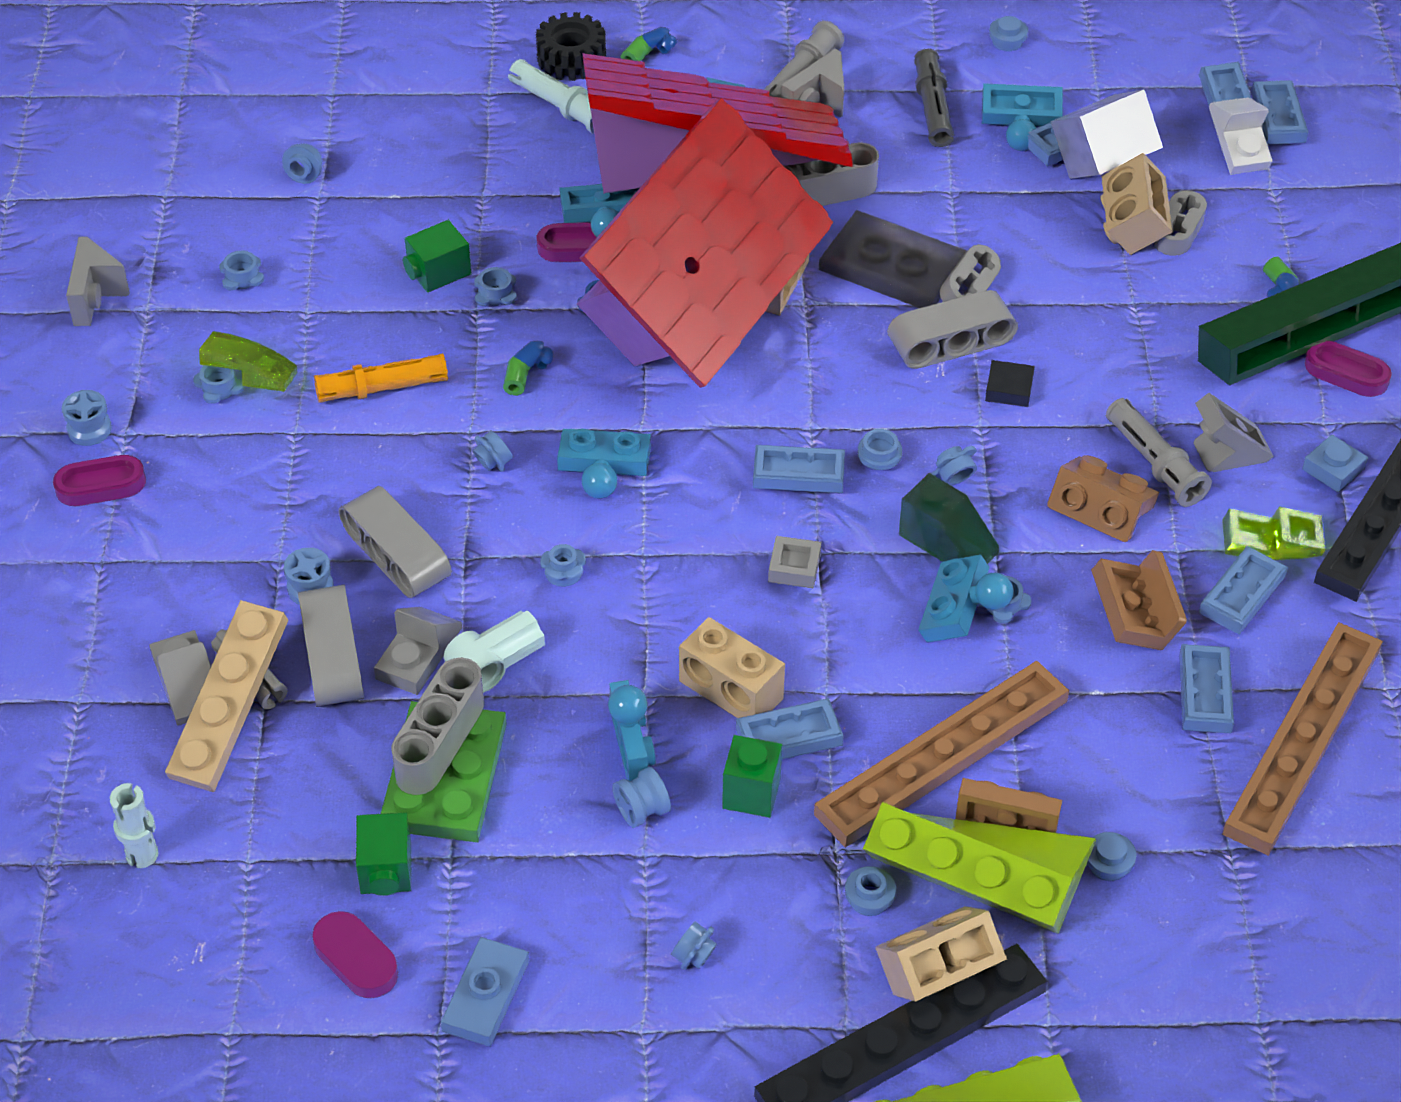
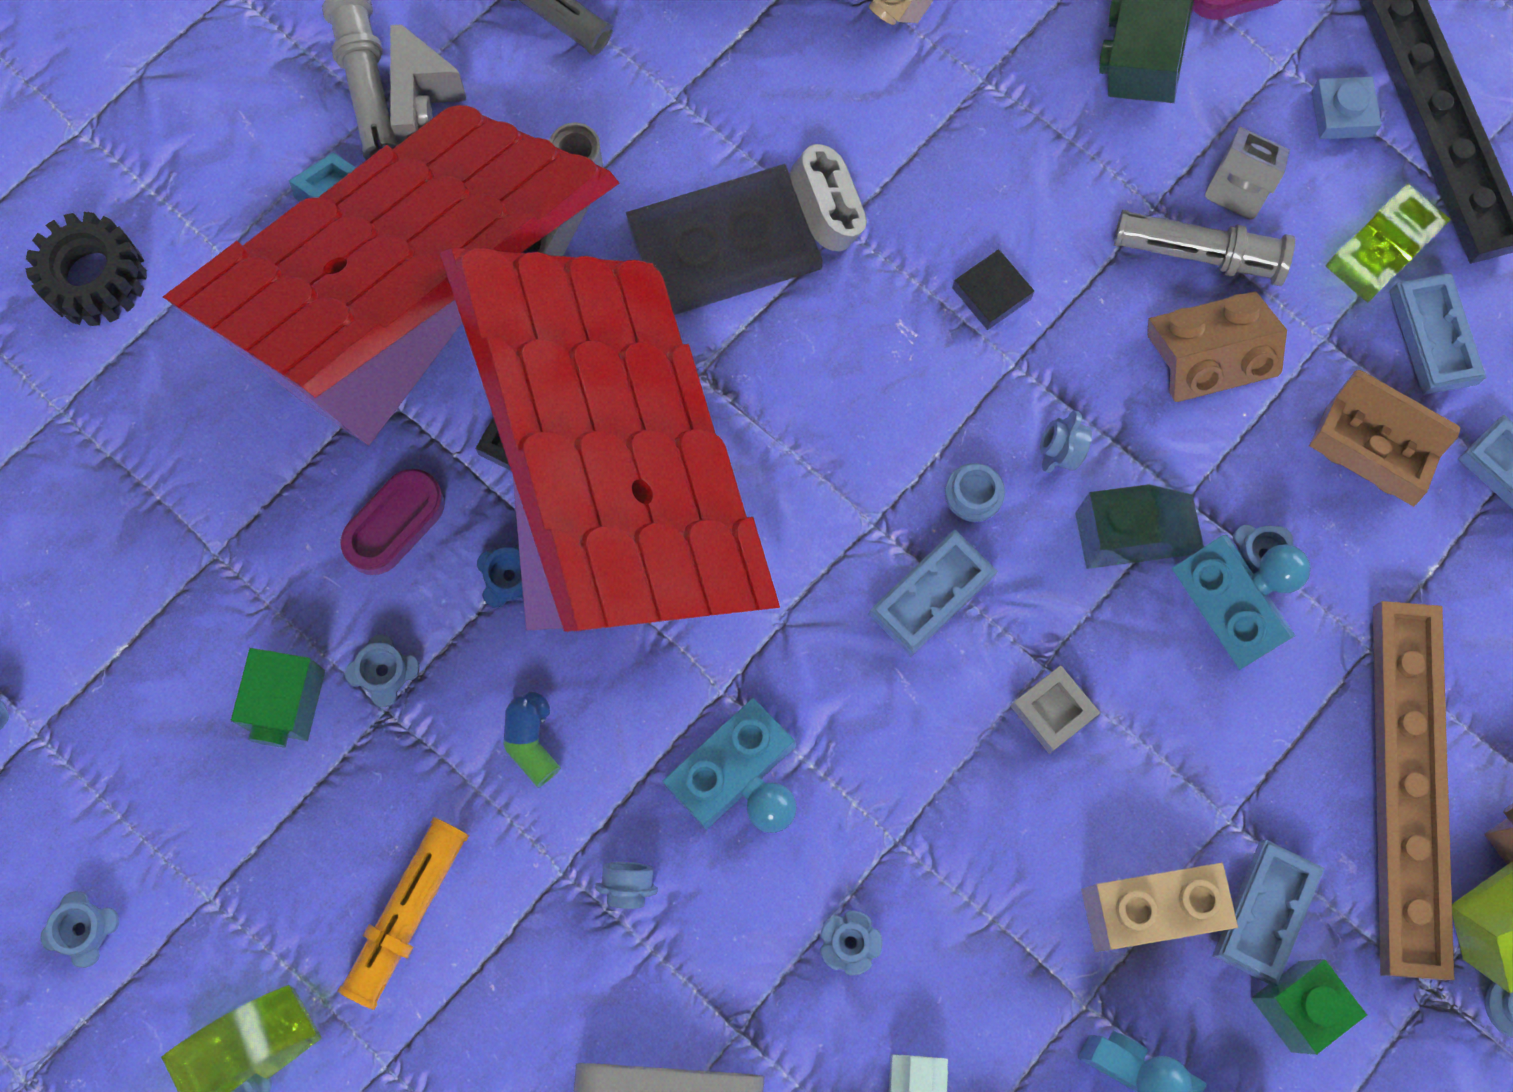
camera: 50 degrees left, 25 degrees up
(571, 100) = (176, 344): light aqua pin -> none
(591, 205) = (353, 470): dark azure plate -> none
(645, 43) = (161, 187): arm -> none
(952, 329) = (881, 278): light grey beam -> none

